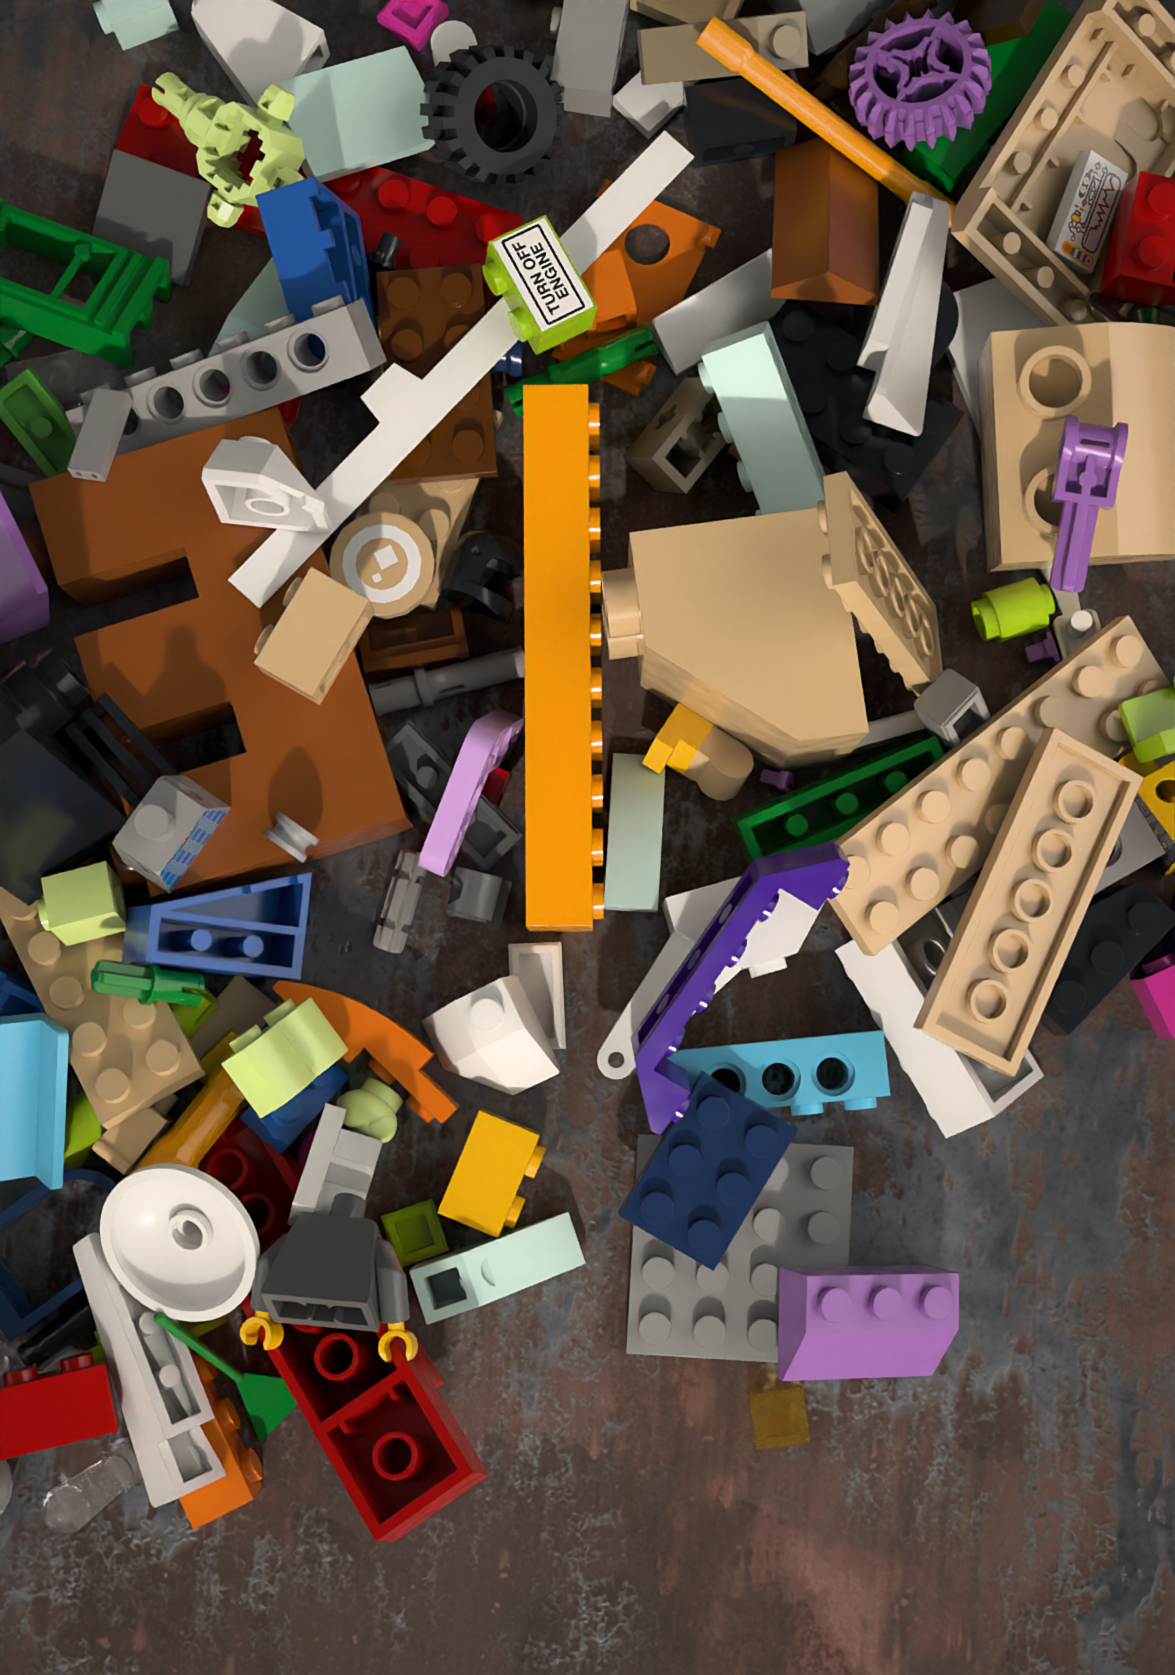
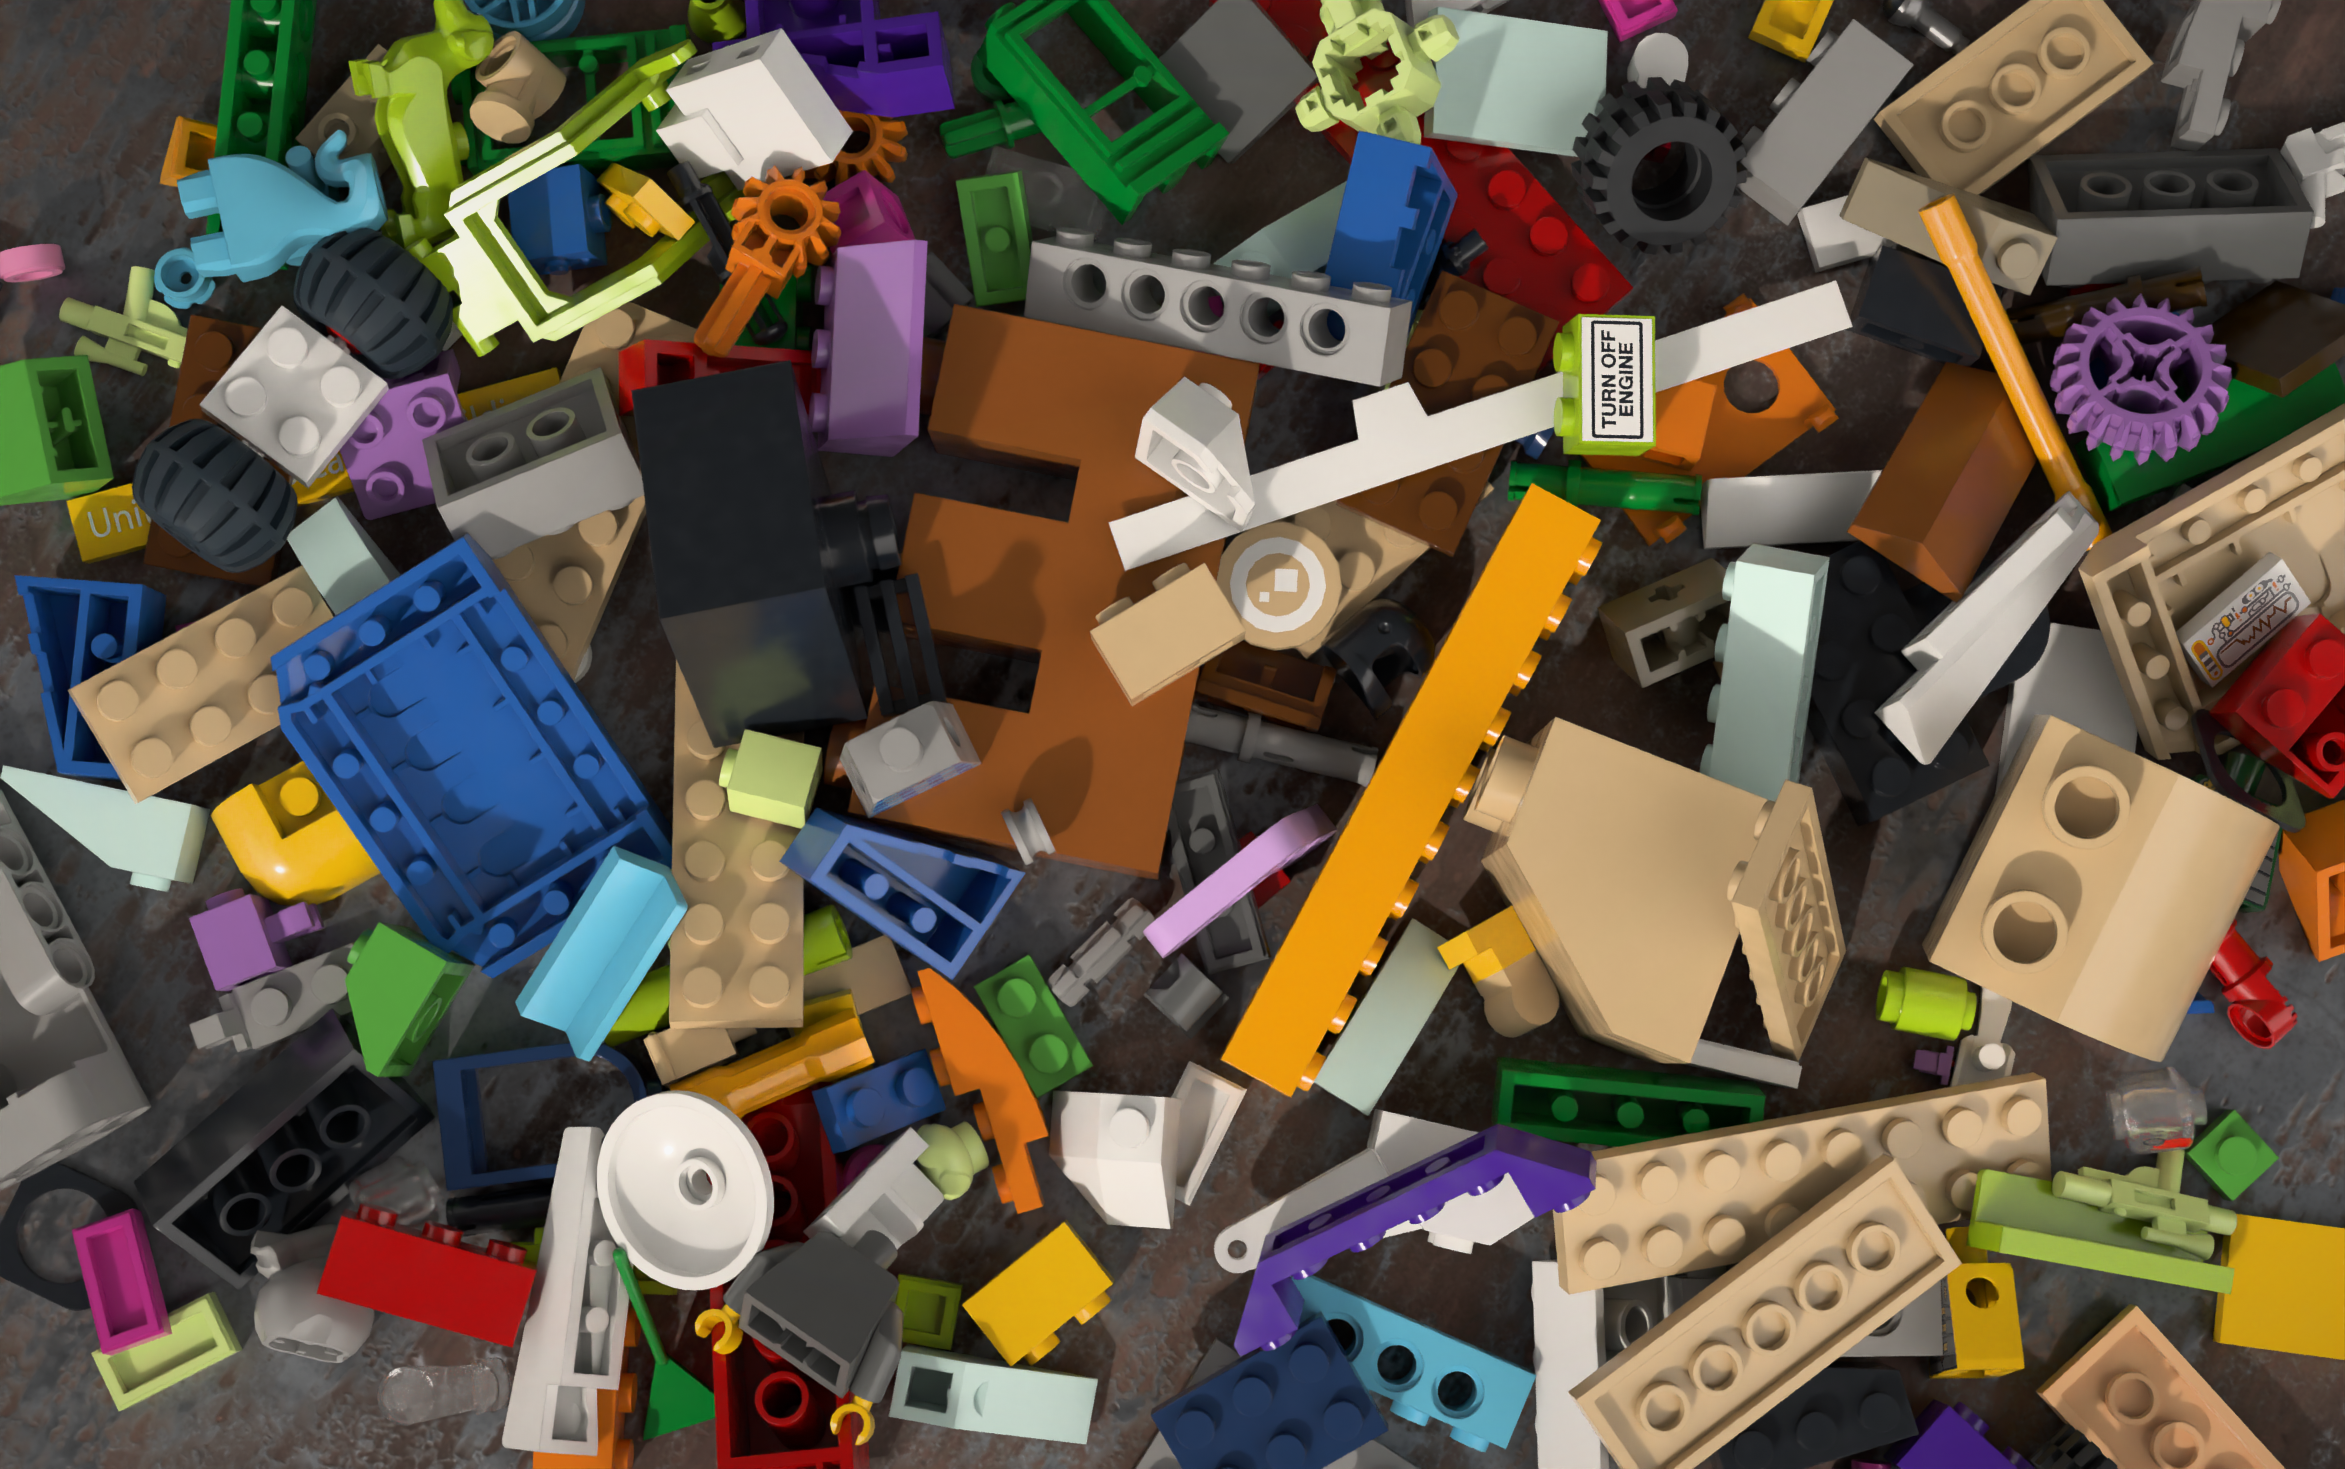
camera: 25 degrees right, 0 degrees up
(100, 434) = (1058, 293): light grey piece -> none
(146, 982) = (795, 899): green axle -> none
(284, 1056) = (895, 1053): yellowish green brick -> none
(381, 982) = (1033, 1026): none -> bright green plate
(782, 781) = (1576, 1048): medium lavender piece -> none
(951, 708) = (1797, 1077): light grey slope -> none
(1084, 483) = (2057, 932): medium lavender connector -> none

